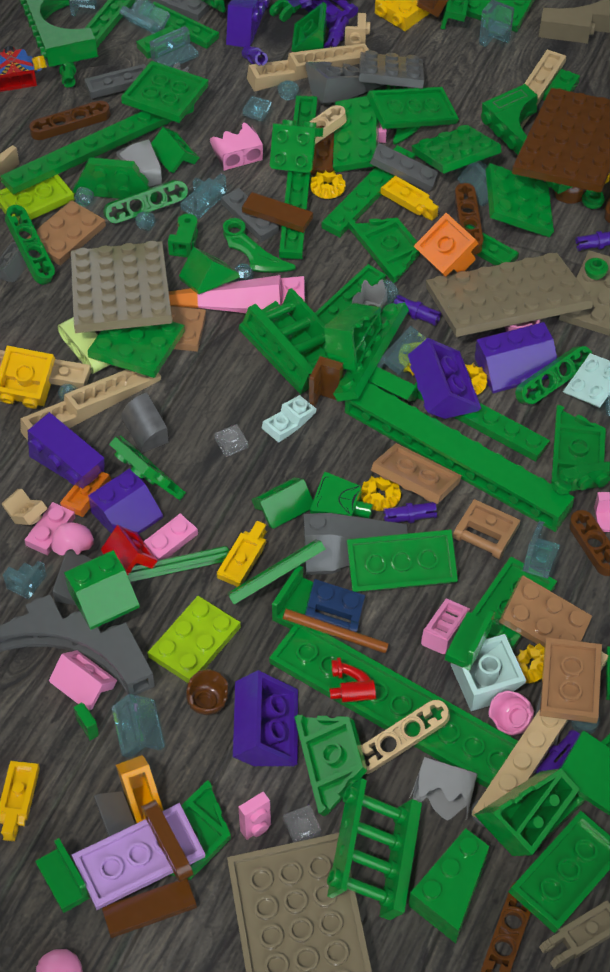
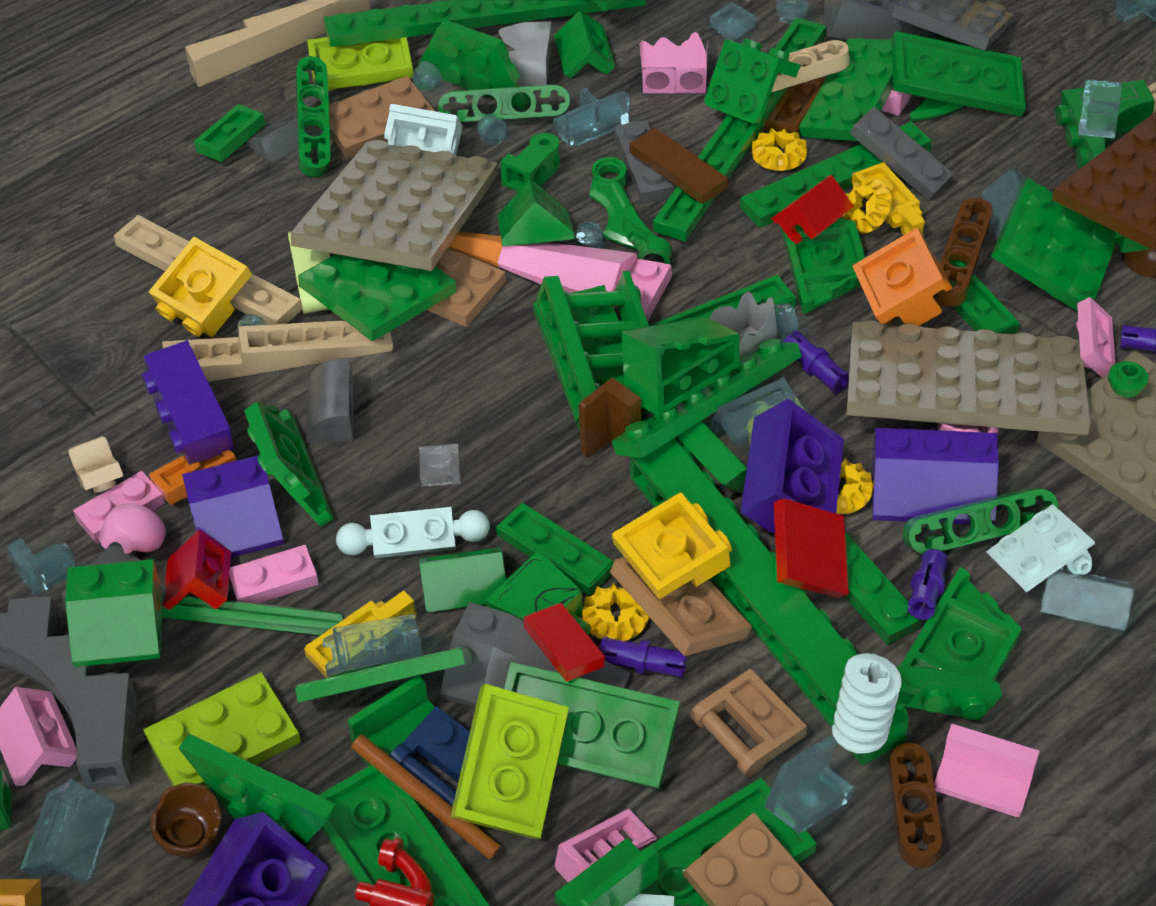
camera: 25 degrees right, 5 degrees down
(106, 233) = (423, 129): none -> light aqua hinge
(239, 660) = (252, 790): none -> green wing
(240, 485) = (412, 532): none -> light aqua plate
(261, 557) = (372, 644): none -> clear light blue hinge
(286, 268) = (650, 245): none -> green piece
(291, 418) = (546, 459): light aqua slope -> none
(315, 464) = (576, 559): none -> green tile
(370, 518) = (564, 642): none -> red tile
(373, 216) = (814, 210): none -> red hinge
(375, 595) = (509, 762): none -> lime plate
(403, 443) = (673, 546): none -> yellow plate
(408, 205) = (877, 206): none -> yellow gear
(456, 148) = (995, 147): green plate -> none
(477, 420) = (810, 548): none -> red tile
(513, 109) = (1100, 108): none -> clear light blue panel
(546, 426) = (927, 584): none -> dark purple pin
(556, 496) = (866, 703): none -> light aqua piece
(563, 245) = (1095, 337): none -> bright pink plate

